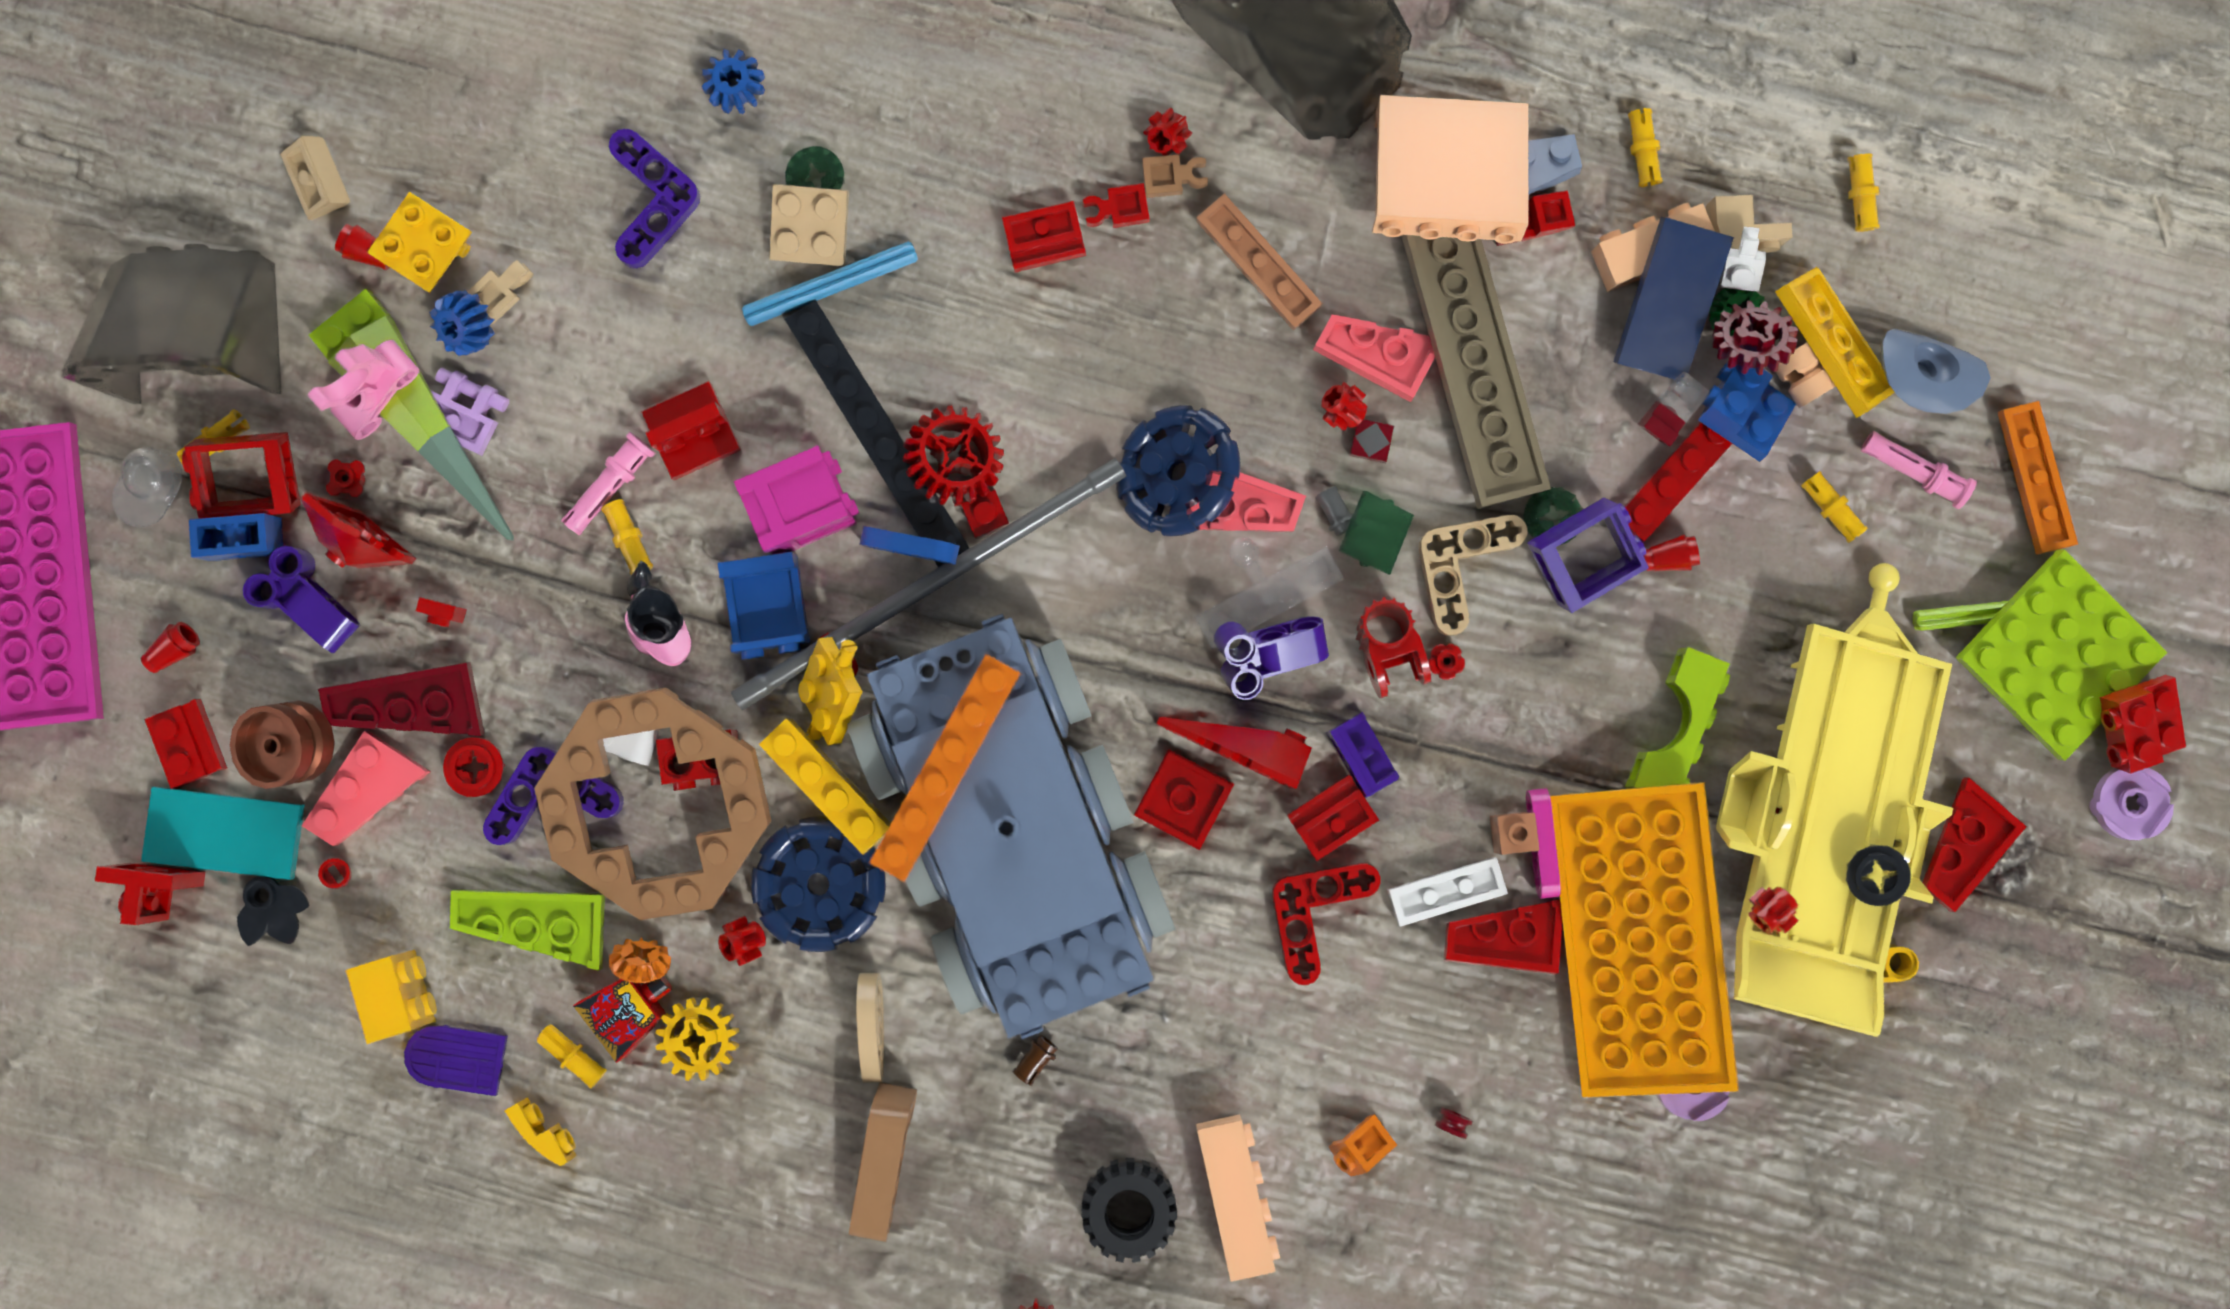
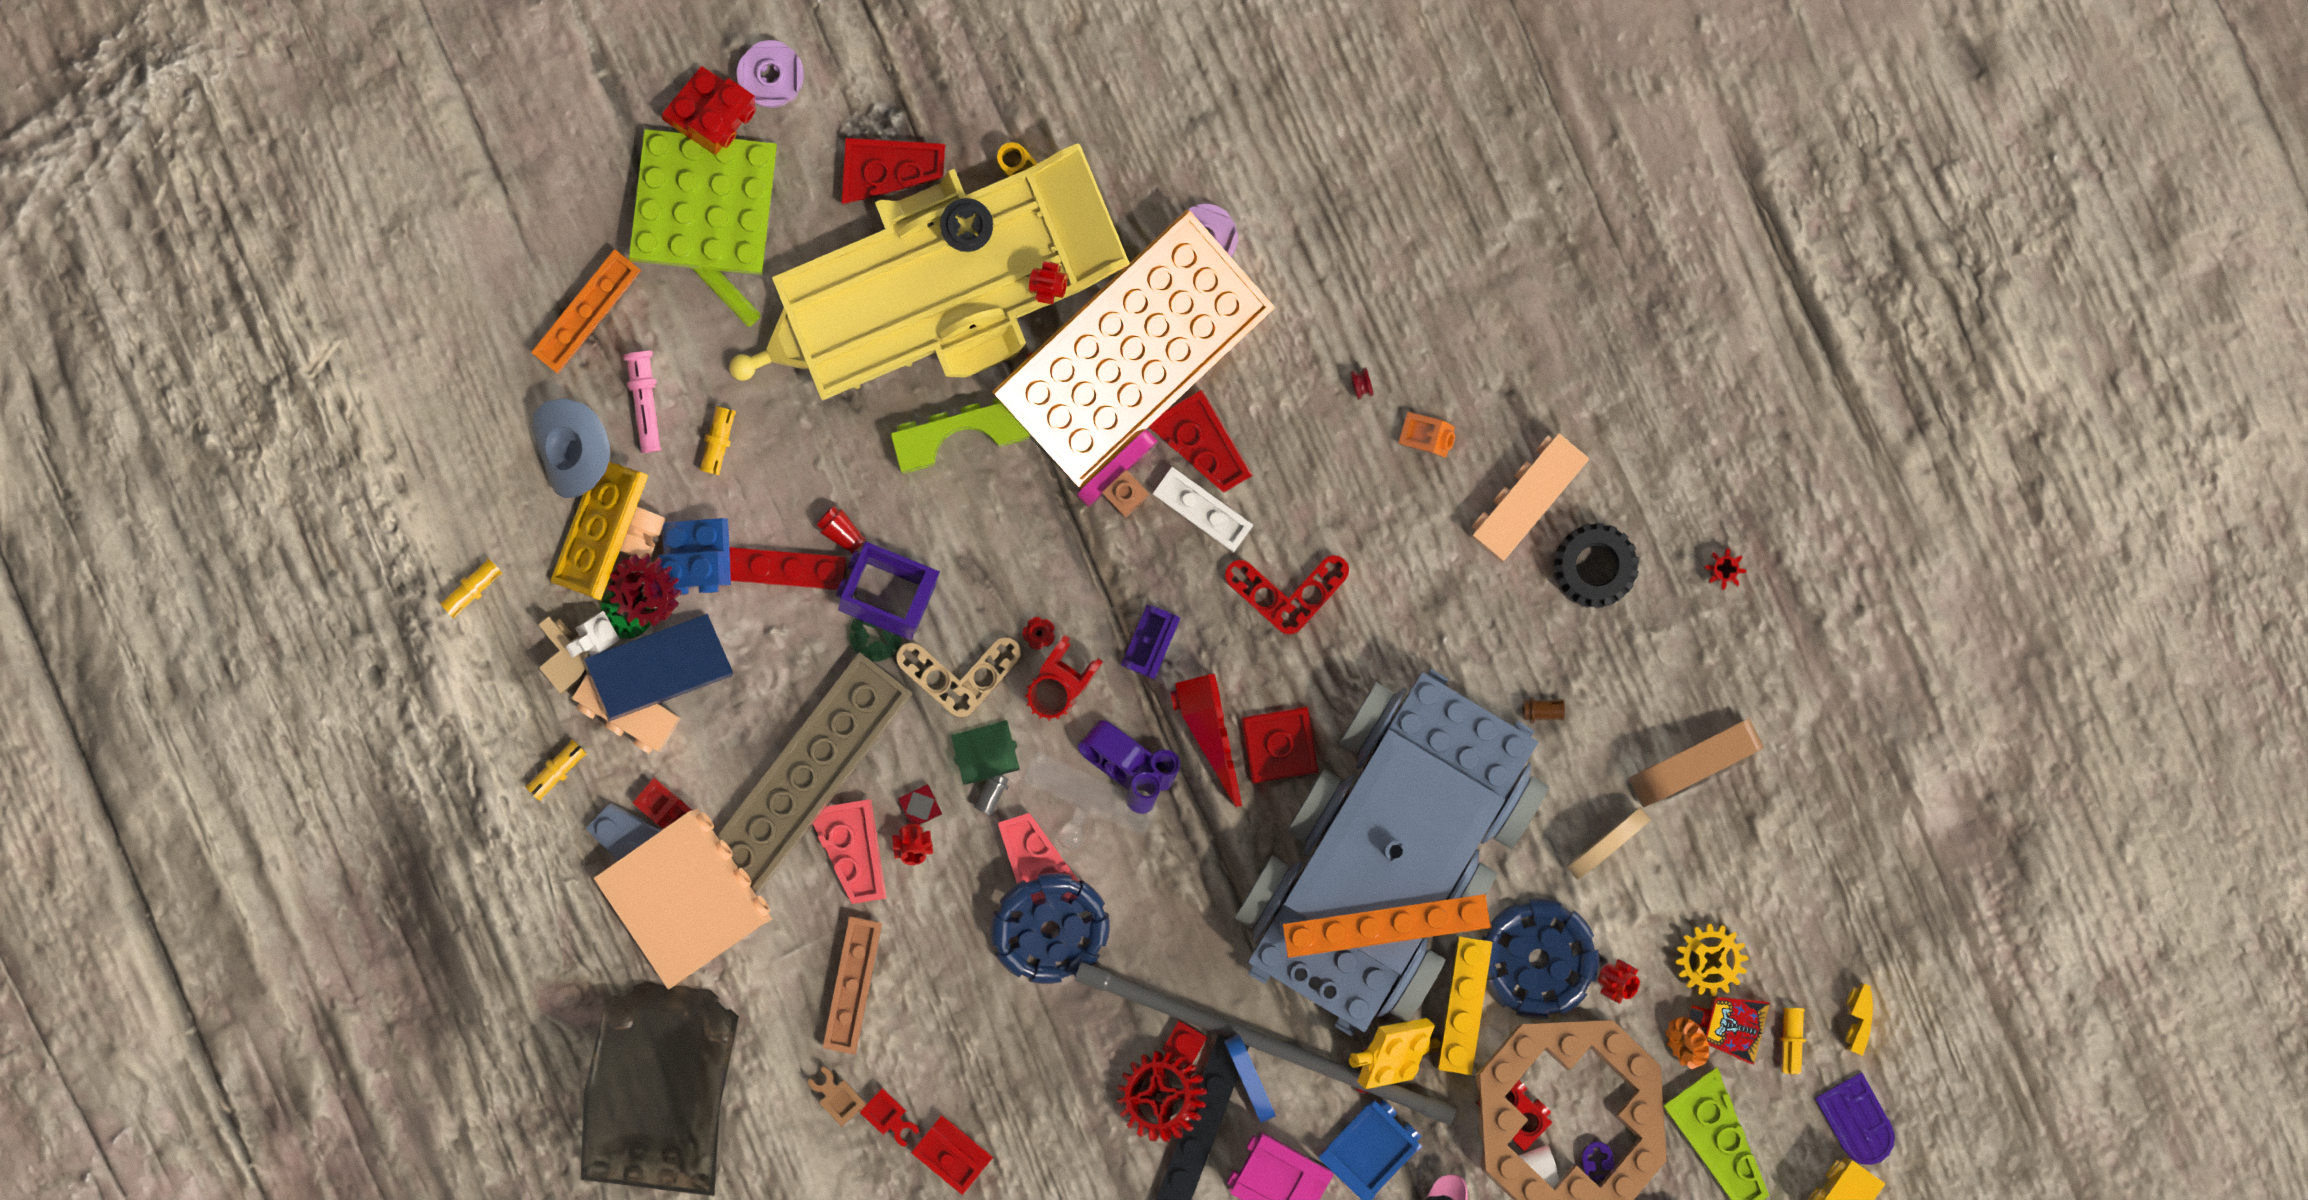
camera: 125 degrees left, 0 degrees up
(1167, 132) = (809, 1122): red gear -> none
(1332, 817) = (1212, 630): red plate -> none
(1674, 408) = (735, 607): leg -> none

